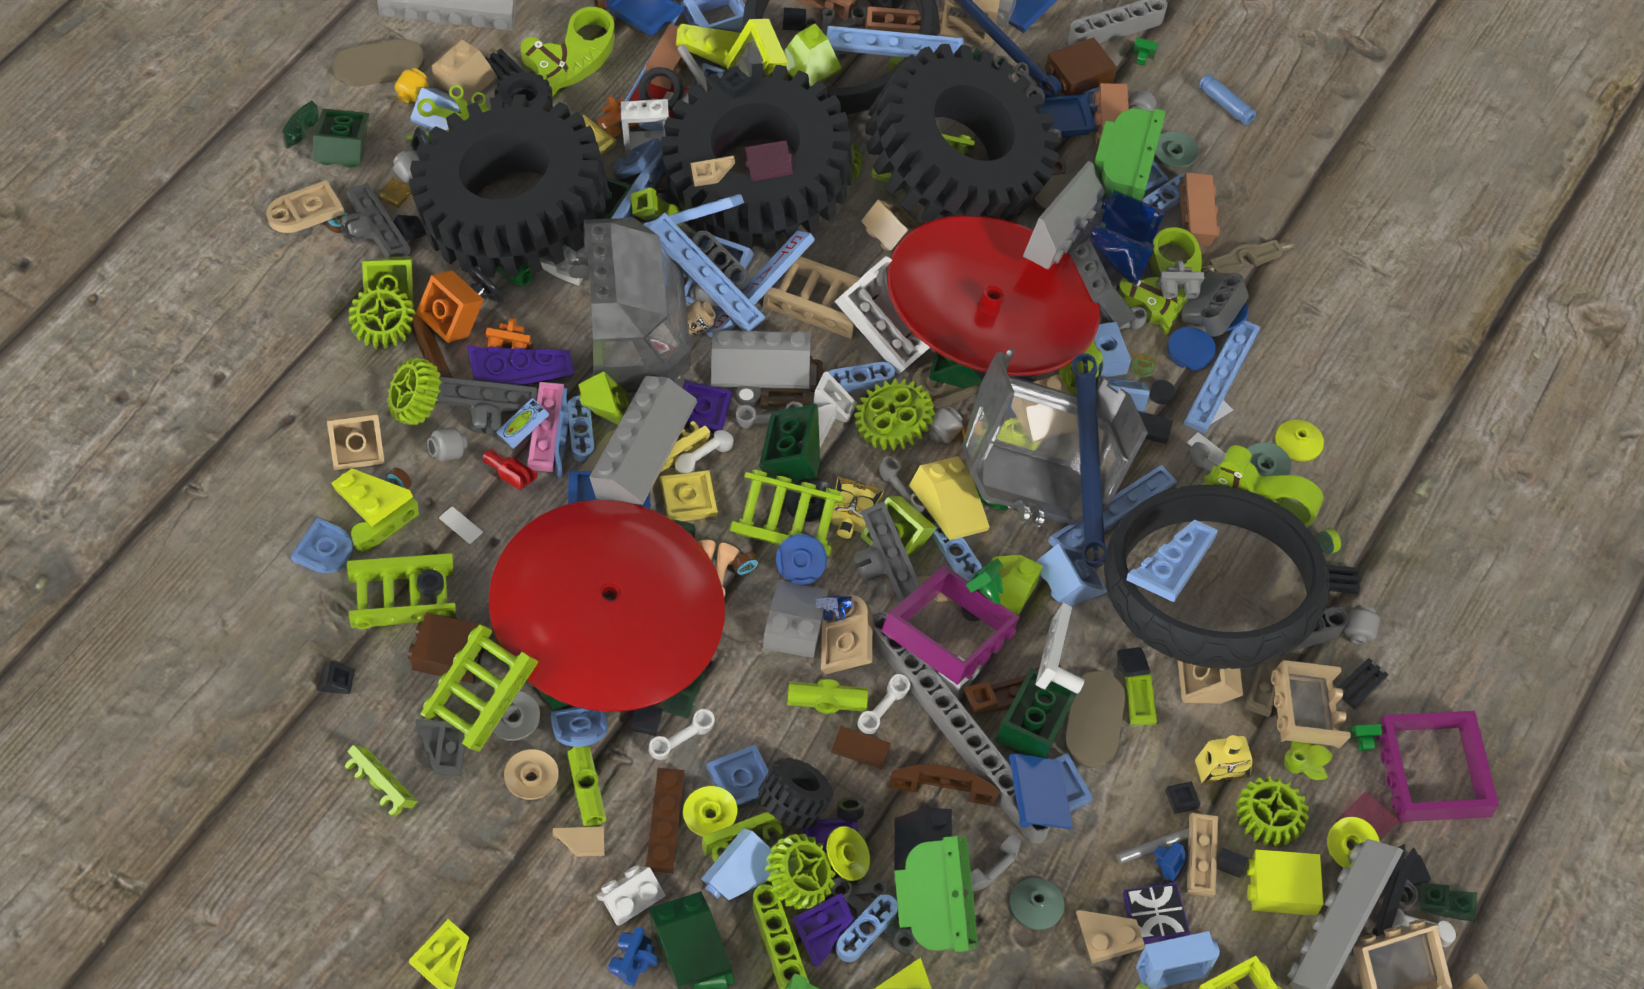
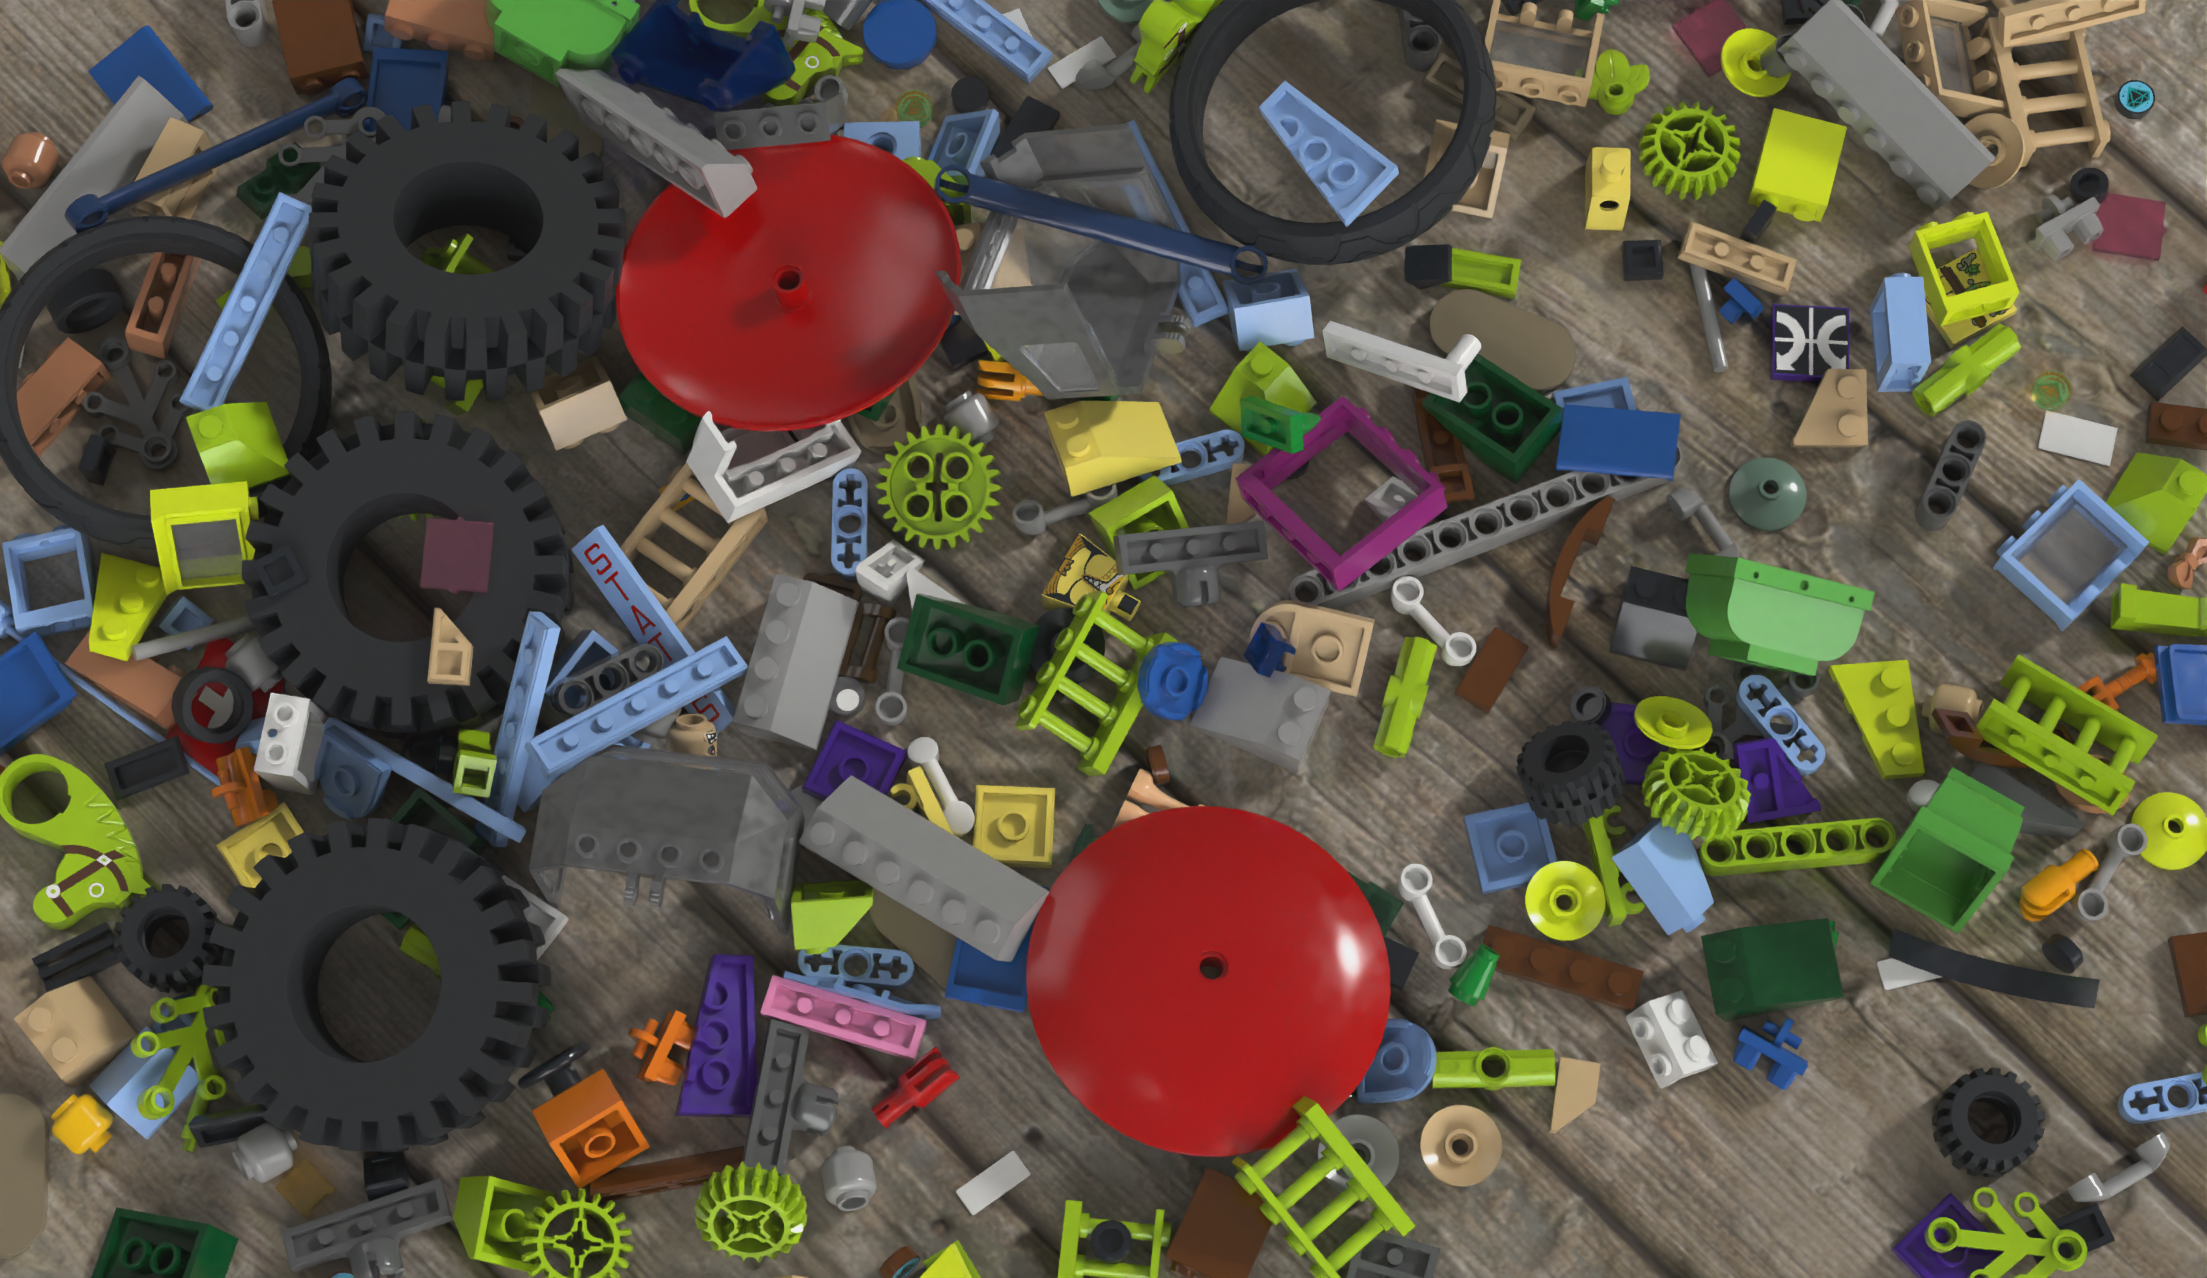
camera: 70 degrees left, 15 degrees up
(522, 423) = (835, 1052): tile -> none
(620, 75) = (147, 768): none -> black tile
(644, 763) = (1474, 975): none -> green cone

